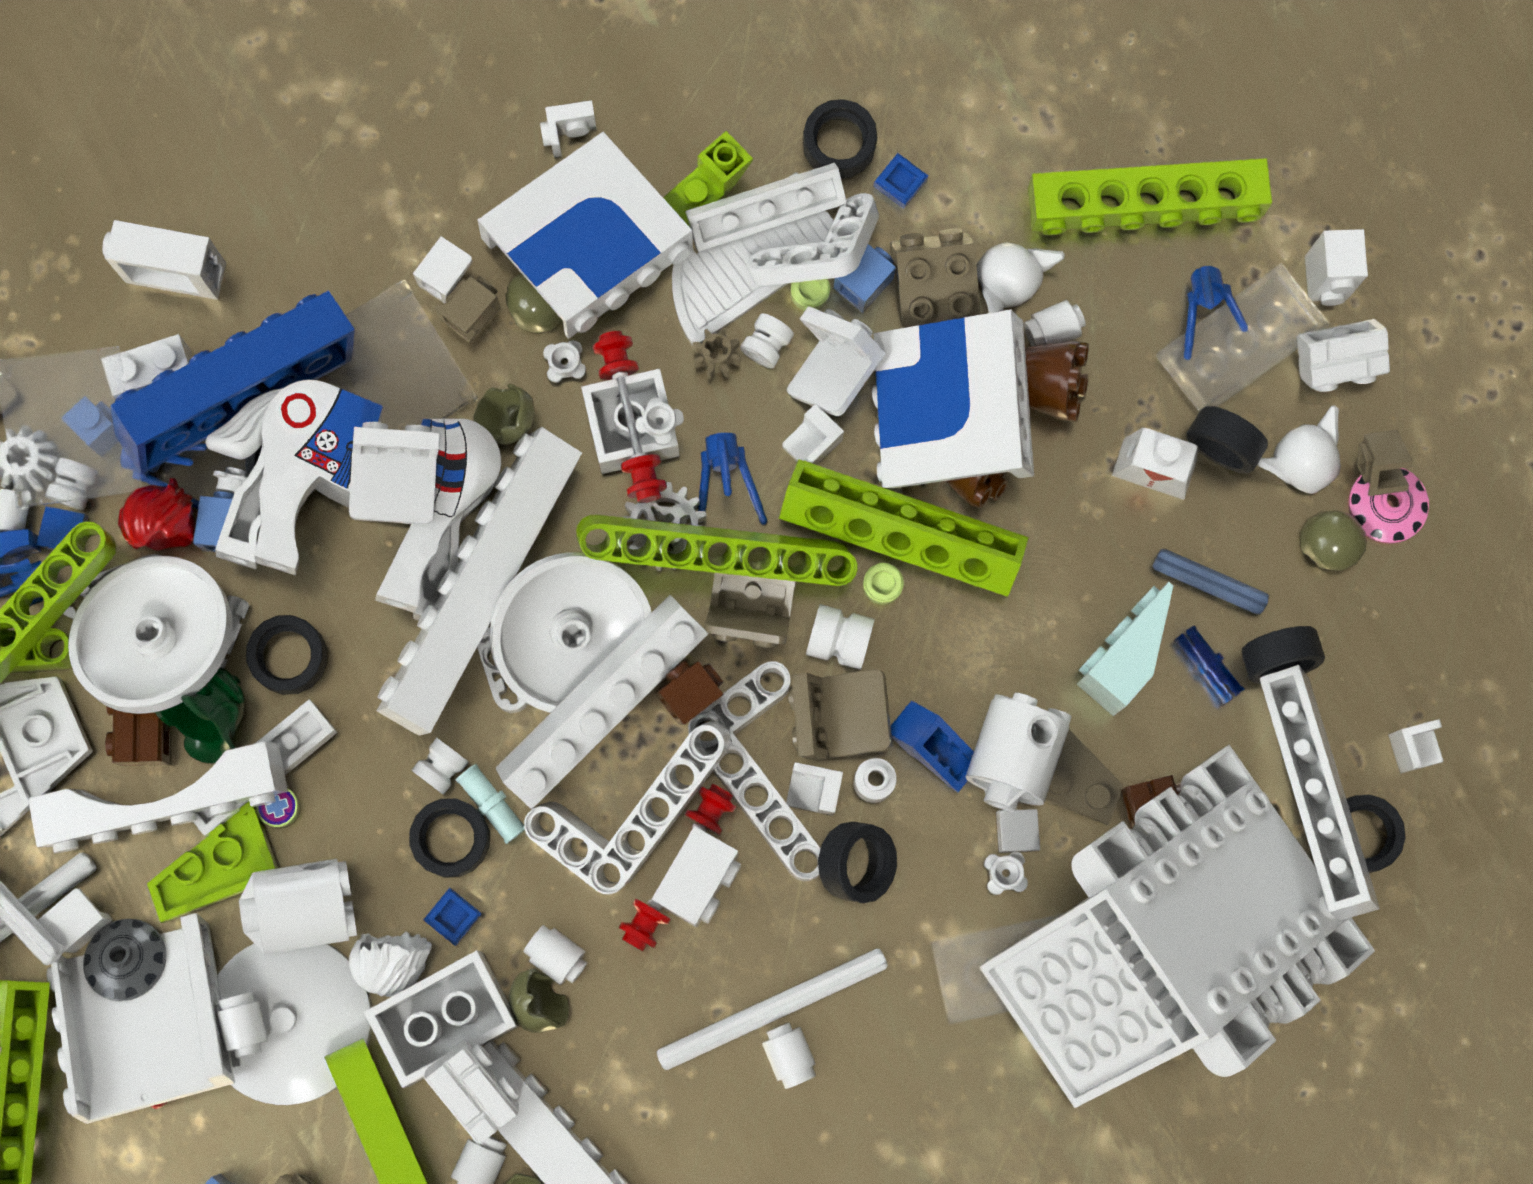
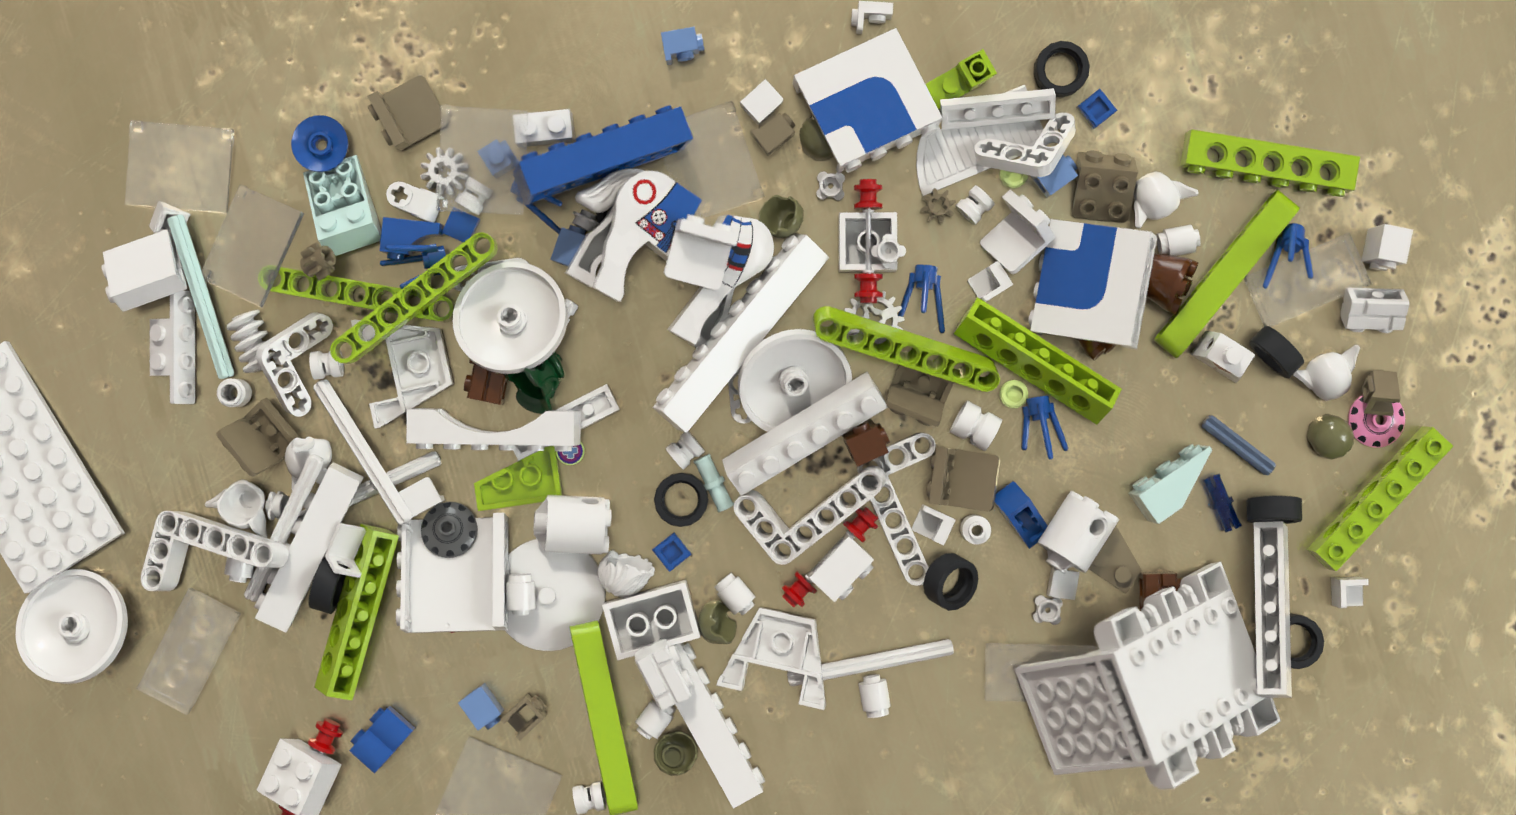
camera: 20 degrees right, 10 degrees up
(158, 517) = (529, 234): red hair -> none
(164, 259) = (569, 51): white window -> none
(274, 626) = (575, 349): black tyre -> none
(318, 219) = (681, 44): none -> medium blue brick
(634, 1010) = (780, 643): none -> white wing
(925, 596) = (1040, 409): none -> blue plant
(1131, 355) = (1227, 273): none -> lime beam
(1423, 607) = (1380, 498): none -> lime brick

